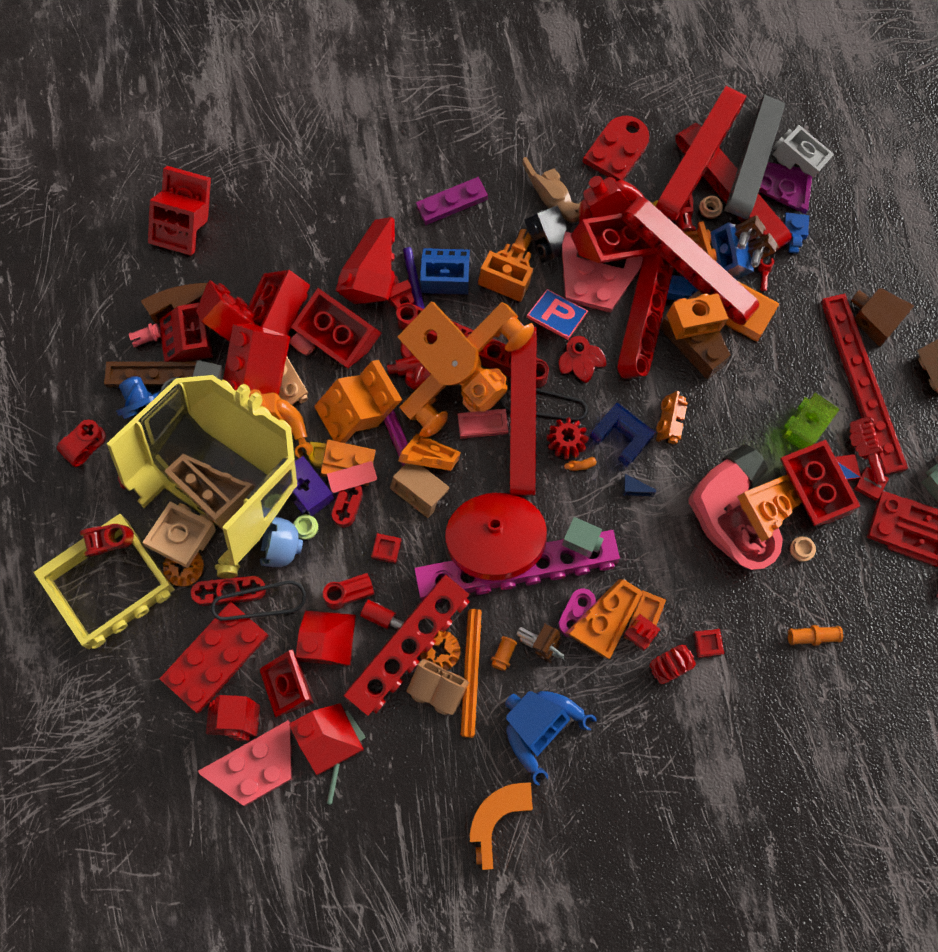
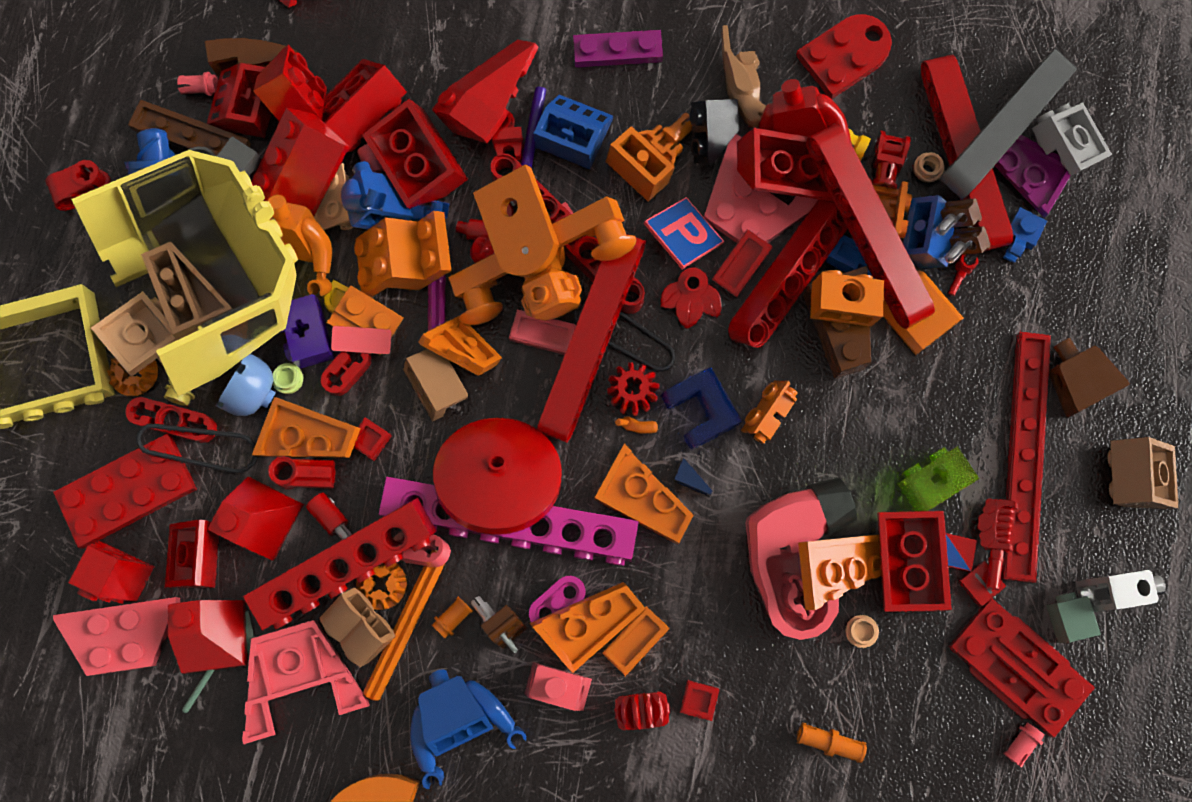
camera: 25 degrees right, 5 degrees up
(102, 539) = (49, 307): red piece -> none
(320, 370) = (373, 197): none -> blue torso
(336, 561) = (303, 433): none -> orange wing
(396, 735) = (291, 663): none -> coral wing
(465, 617) = (421, 557): none -> coral beam
(583, 537) = (595, 518): sand green brick -> none
(602, 671) = (557, 687): none -> coral torso
(608, 320) = (742, 263): none -> red tile
(610, 513) = (641, 497): none -> orange wing
(641, 632) = (623, 657): red tile -> none
(700, 153) = (941, 95): red beam -> none

